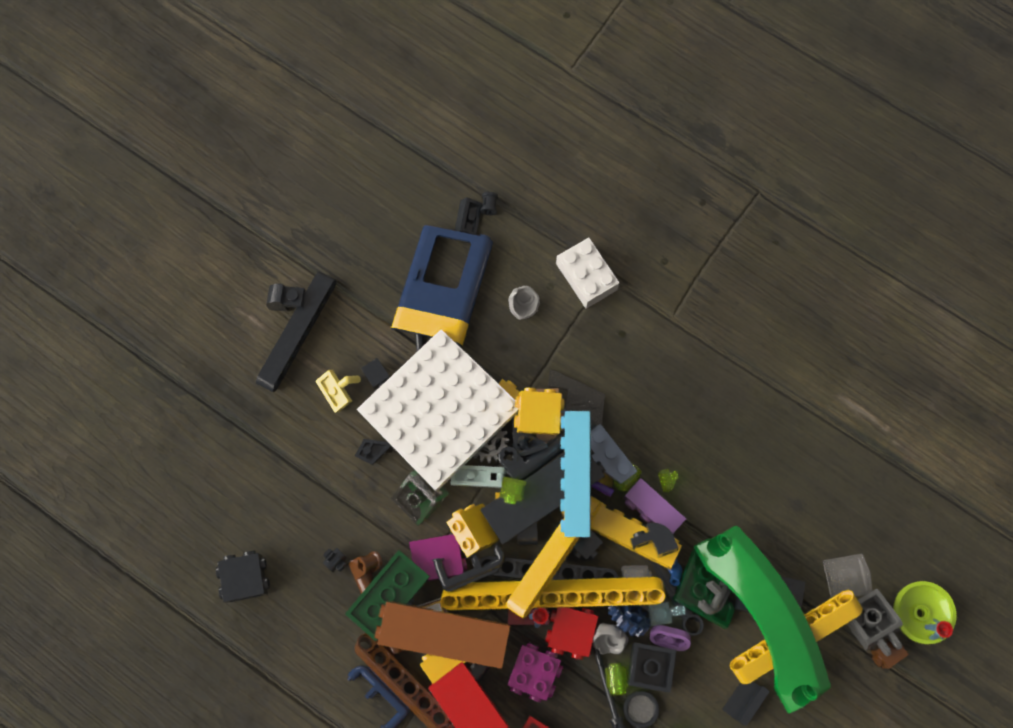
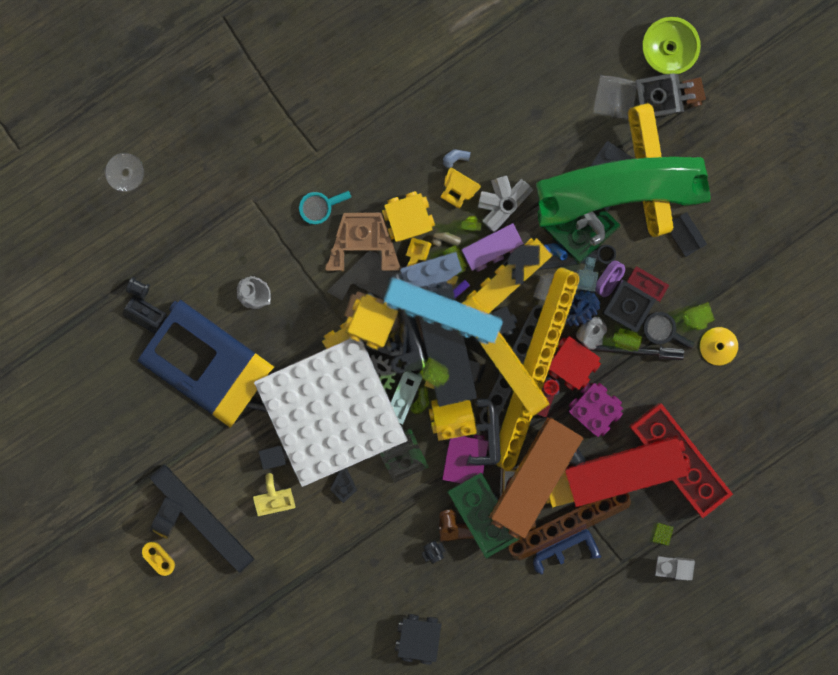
camera: 70 degrees left, 15 degrees up
(243, 305) = (158, 558): none -> yellow plate
(478, 496) = (422, 403): none -> clear neon green arm
(587, 273) = (245, 220): white brick -> none
(588, 149) = (117, 165): none -> clear dish
(617, 381) = (363, 233): none -> medium nougat wing
(623, 438) = (417, 251): none -> yellow plate
(624, 333) = (316, 207): none -> piece
(645, 461) = (446, 237): none -> dark tan arm
(650, 417) = (408, 216): none -> yellow brick
(681, 680) = (648, 283): none -> dark red plate
(700, 456) = (459, 184): none -> yellow piece
(709, 500) = (495, 201): none -> light grey piece
(724, 440) = (453, 156): none -> sand blue arm
(941, 628) = (691, 41): piece -> none

